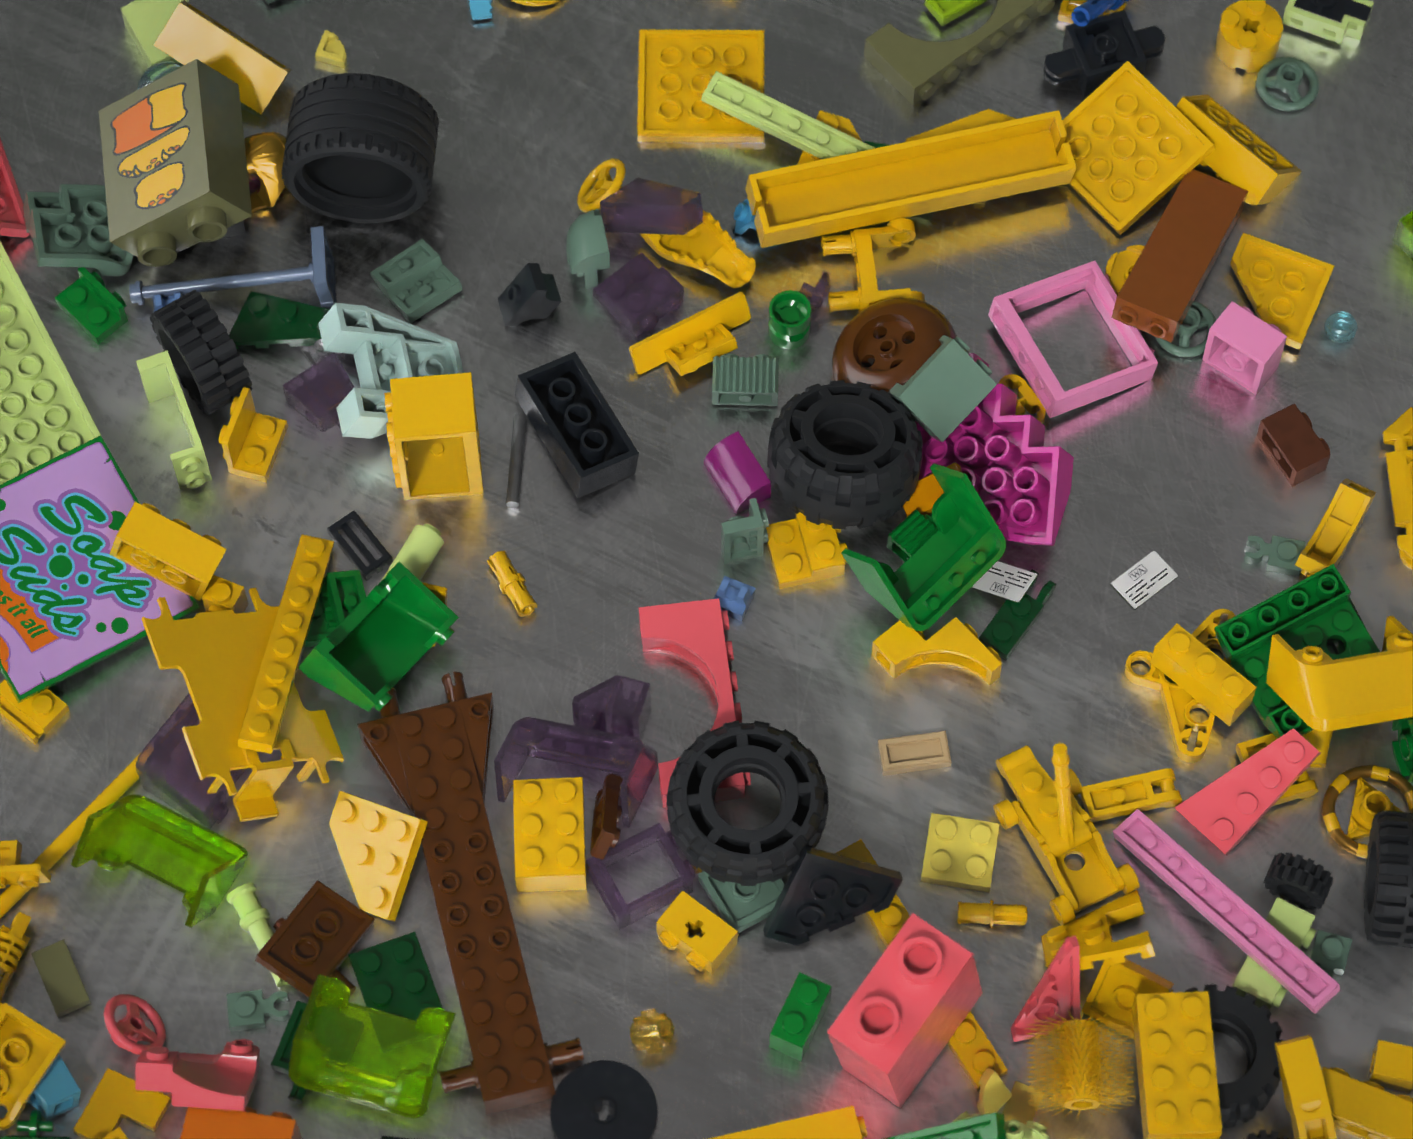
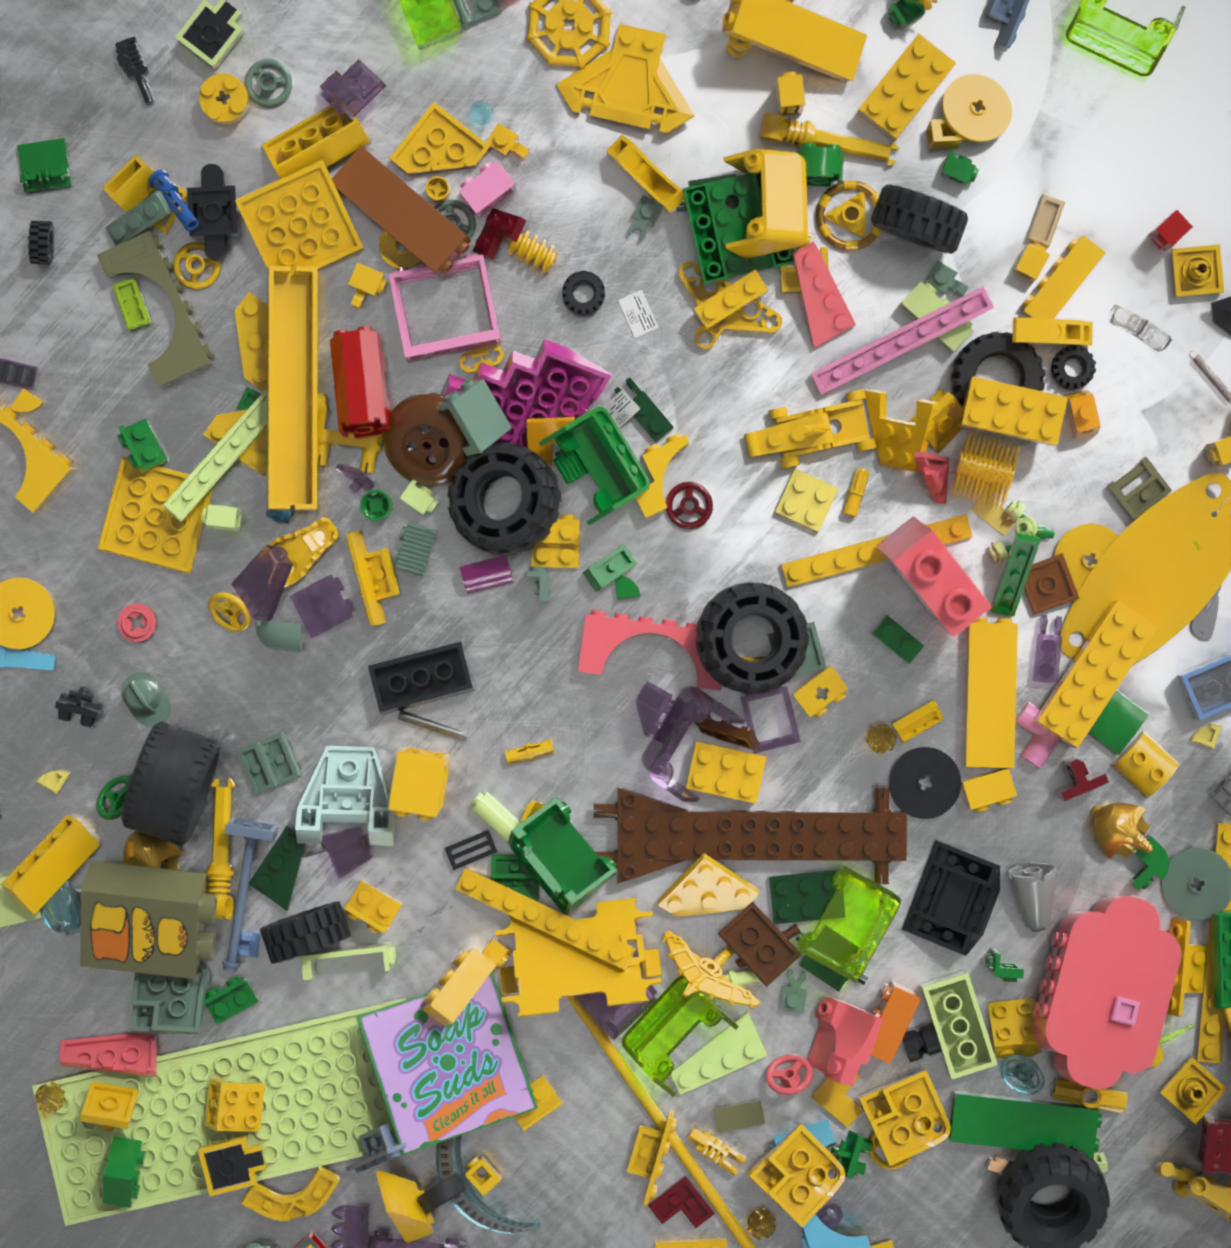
camera: 80 degrees left, 25 degrees up
(149, 938) = (720, 1056): none -> yellowish green wing
(254, 870) = (706, 974): none -> yellow bar
(257, 252) = (220, 870): none -> yellow piece
(438, 51) = (78, 703): none -> black hips
(464, 125) = (145, 699): none -> sand green piece
(529, 296) = (308, 686): black brick -> none
(550, 84) = (125, 624): none -> coral gear
(690, 1077) = (918, 721): none -> yellow plate
(720, 147) = (222, 517): none -> yellowish green brick
(735, 597) = (579, 602): medium blue tile -> none
(769, 650) = (626, 588): none -> green tile
(783, 44) = (142, 446): none -> green bracket
(787, 614) = (609, 568): none -> plate
(814, 366) = (419, 498): none -> yellowish green brick
(828, 894) = (822, 599): black plate -> none
(906, 690) = (689, 486): none -> dark red piece
(914, 753) = (727, 510): tan tile -> none
(944, 250) = (360, 383): none -> red brick
(992, 1093) = (981, 529): light yellow tile -> none
(1030, 55) = (192, 283): none -> yellow piece
(1074, 243) = (365, 282): none -> yellow brick
(1130, 793) = (797, 375): yellow plate -> none
(1155, 484) = (583, 277): none -> black tyre
(1184, 425) = (533, 252): none -> yellow piece
(1201, 377) = (498, 226): none -> dark red plate
(1221, 293) = (435, 186): none -> yellow wheel
(1294, 444) = (567, 177): copper brick -> none
(1298, 881) = (892, 284): black tyre -> none
(1307, 161) = (352, 89): none -> clear purple plate
(1313, 364) = (505, 140): none -> yellow plate

